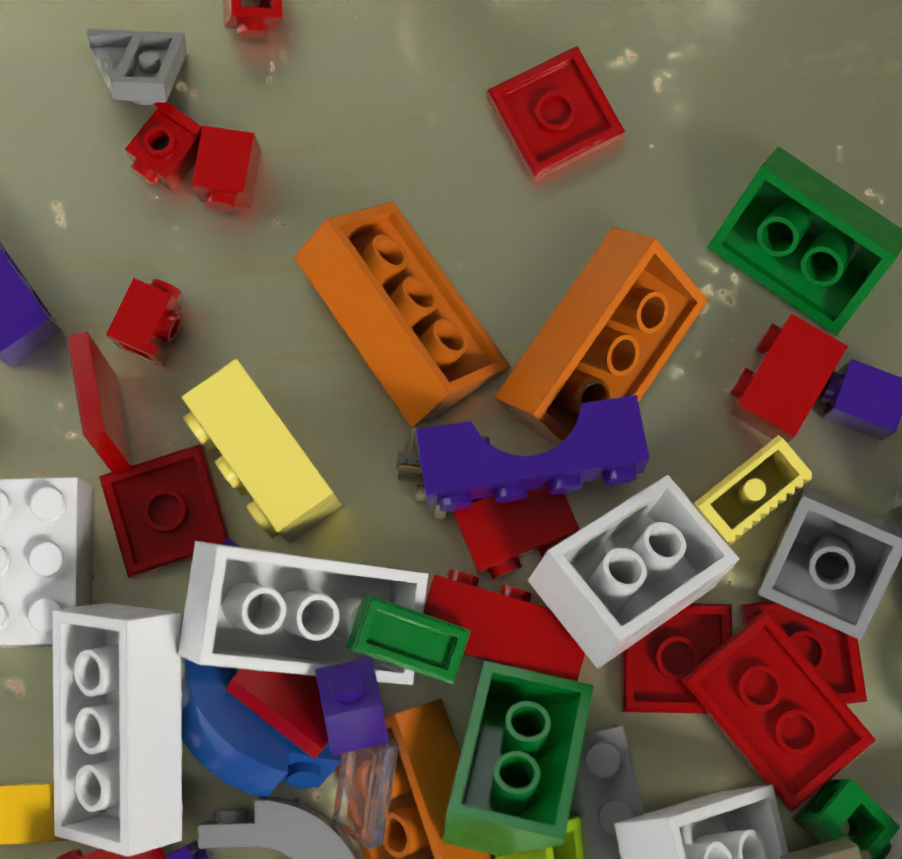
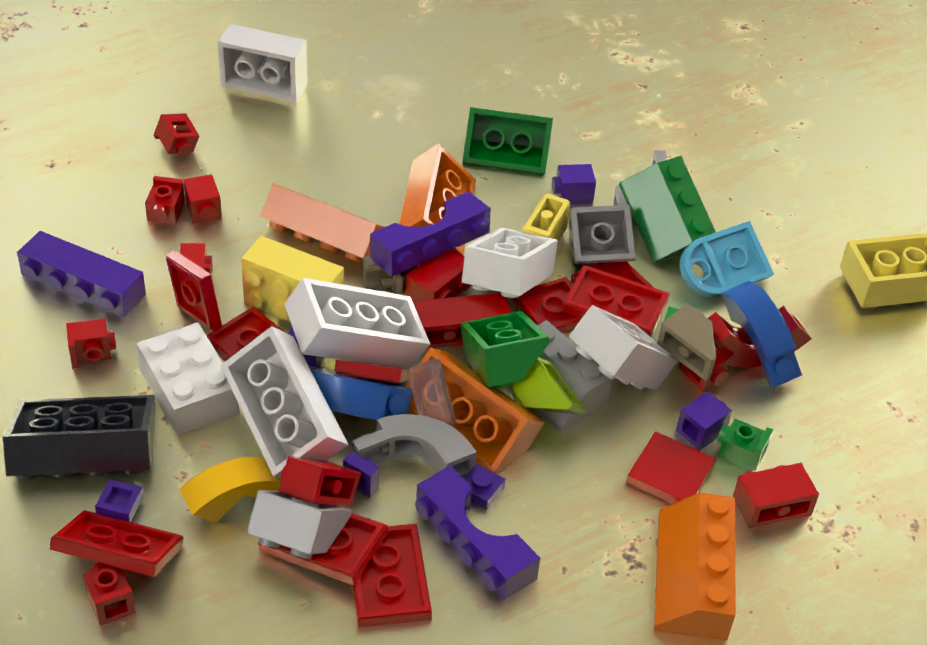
camera: 35 degrees left, 35 degrees down
(138, 63) = (138, 173): light grey wing -> none
(352, 706) = (406, 342): dark purple brick -> none
(408, 639) = (417, 316): green tile -> none
(555, 114) = (357, 139): red tile -> none
(787, 379) = (531, 183): red brick -> none

